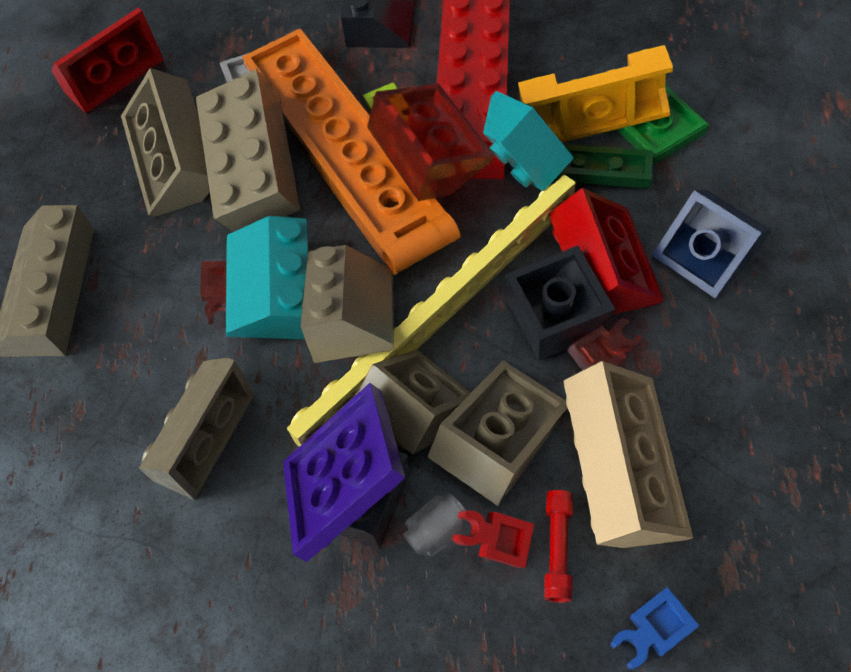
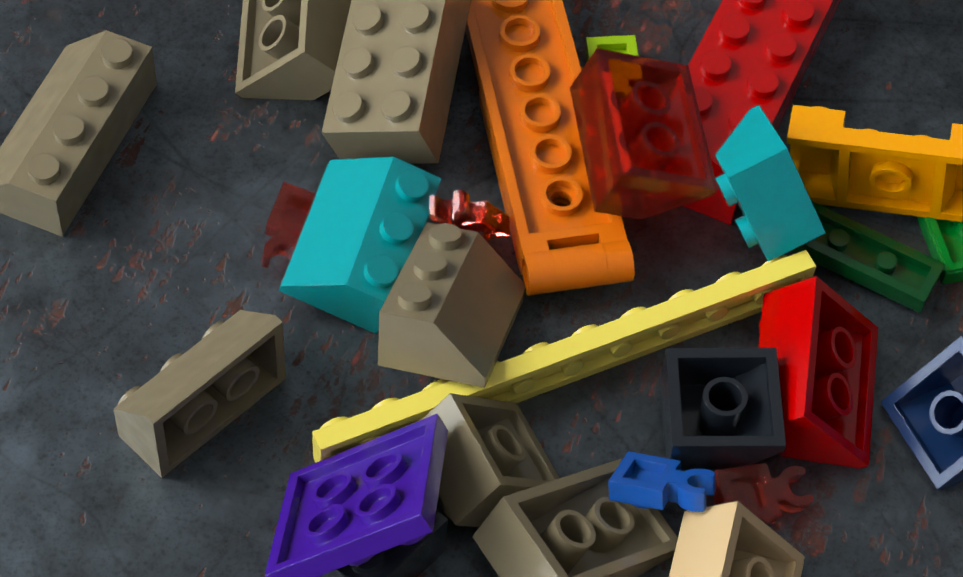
camera: 10 degrees right, 5 degrees down
(335, 236) = (471, 216): none -> clear red plate
(537, 367) = (655, 480): none -> blue plate

